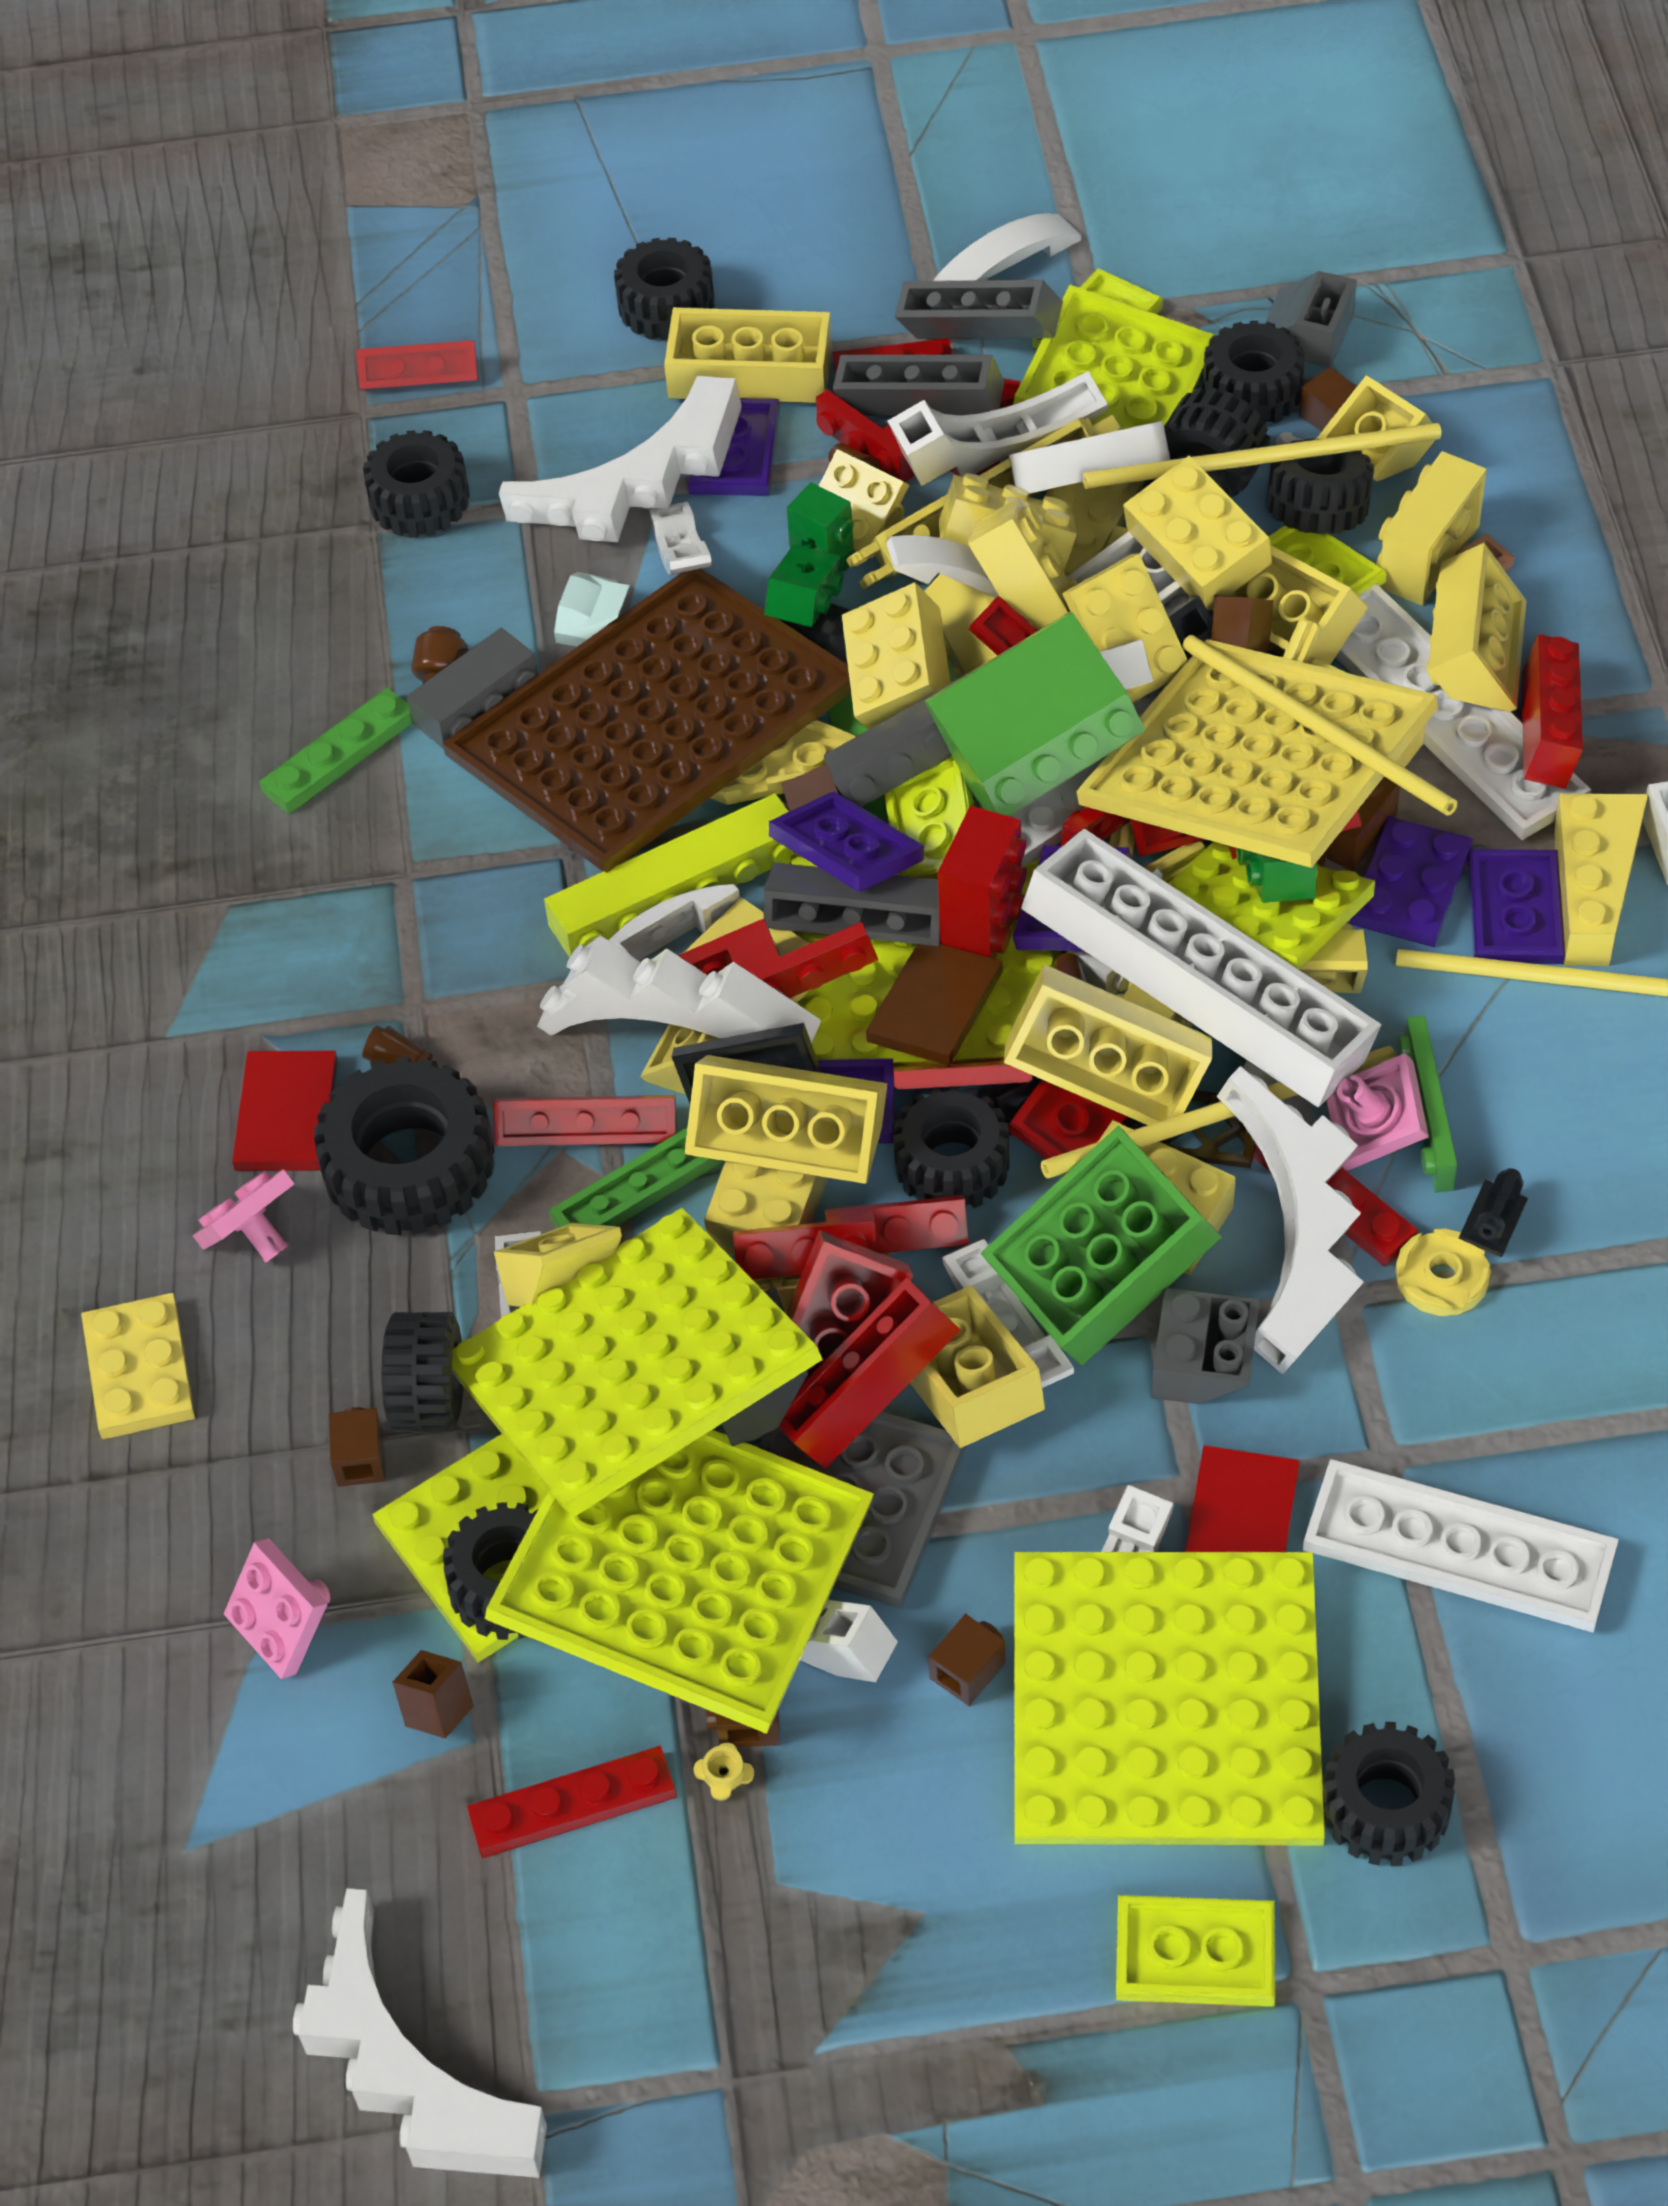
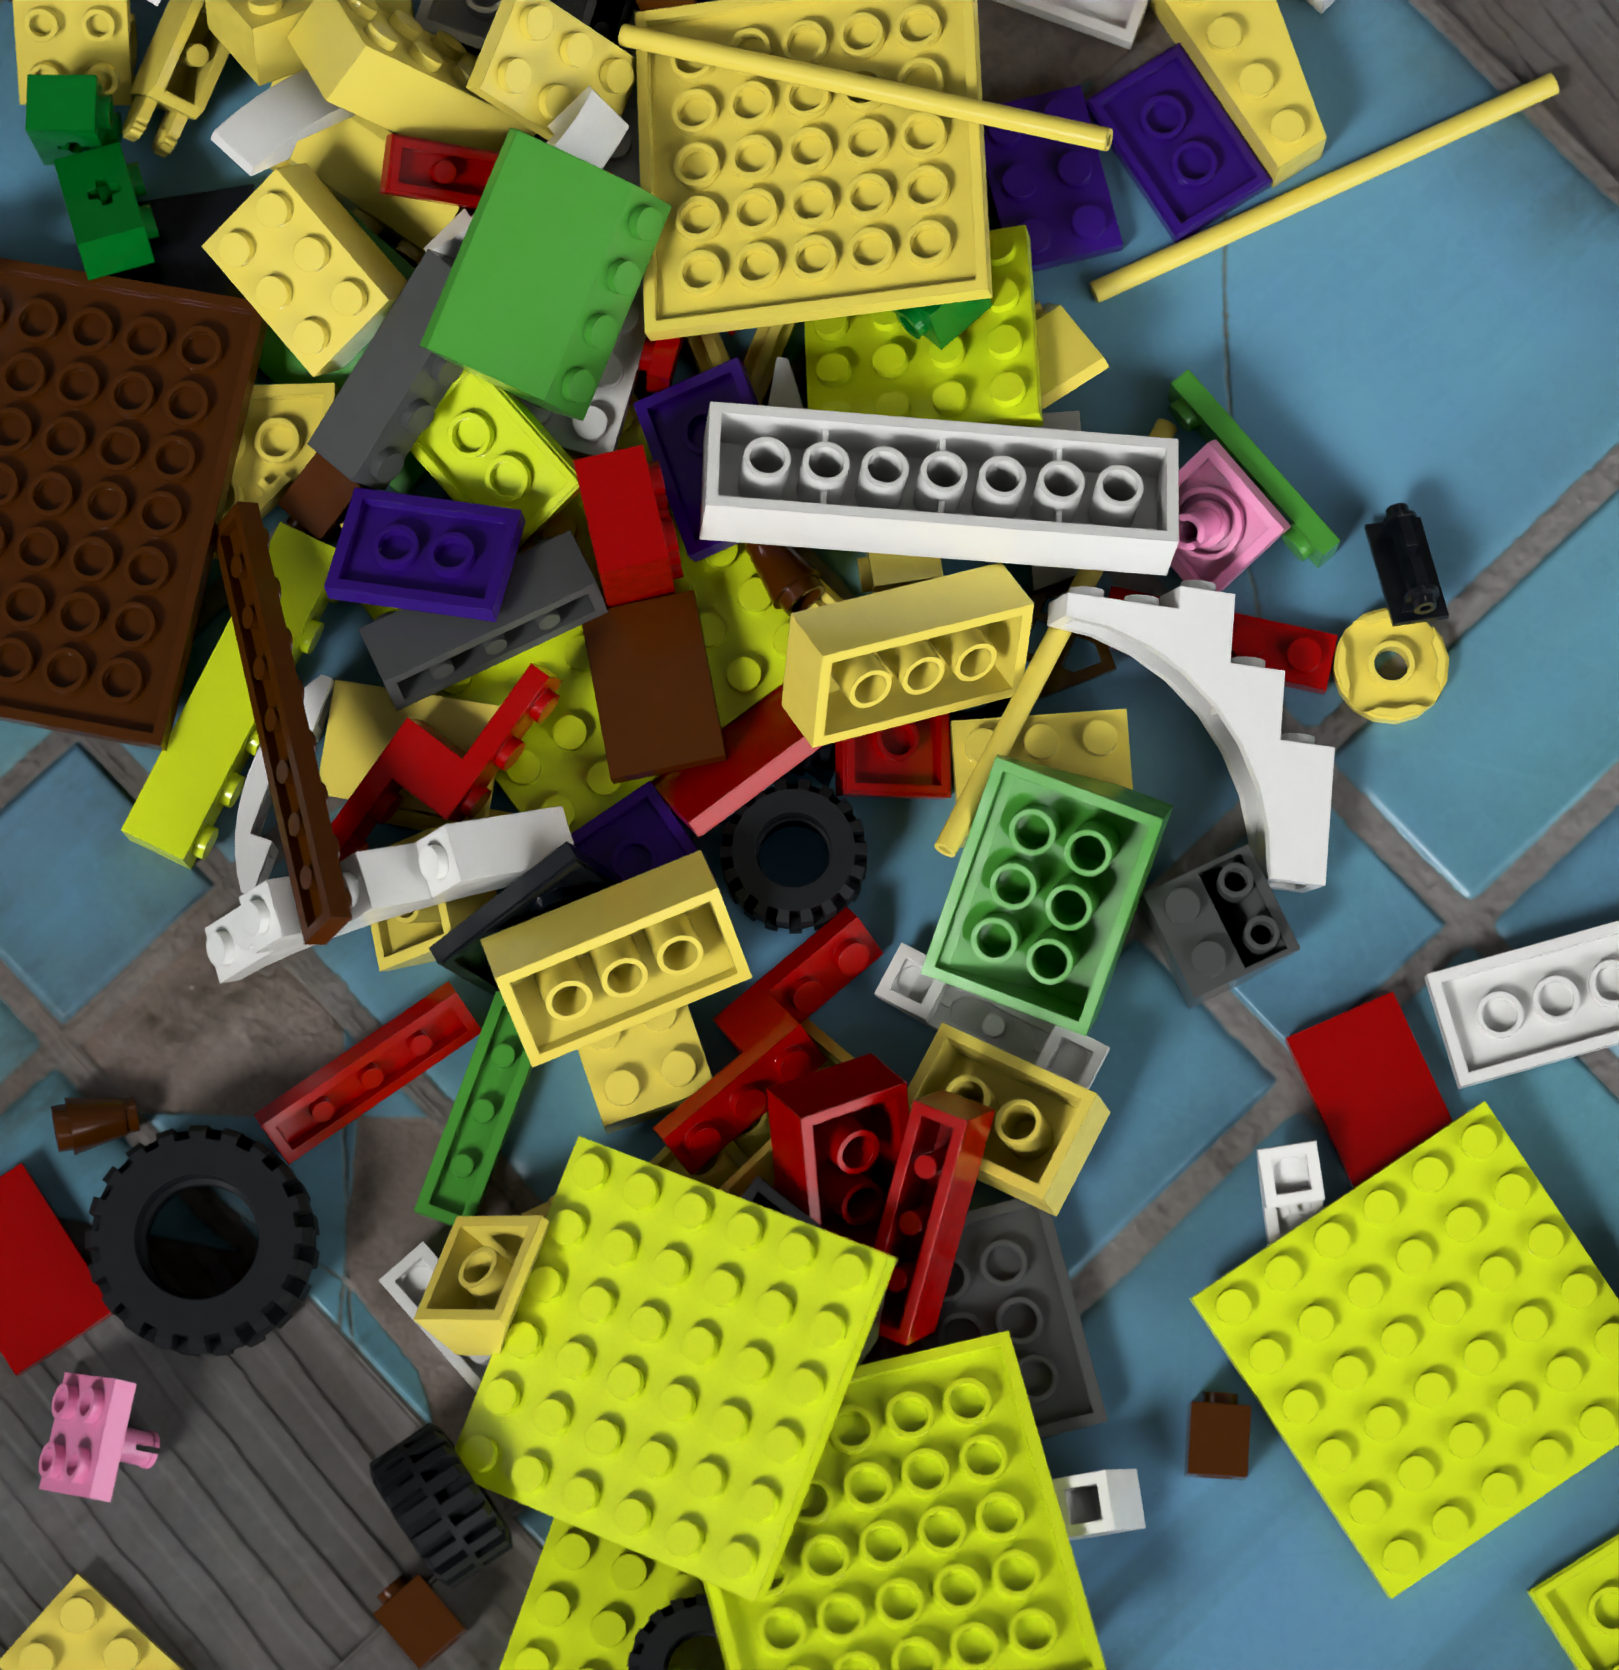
camera: 35 degrees left, 25 degrees up
(677, 882) = (282, 725): none -> reddish brown plate

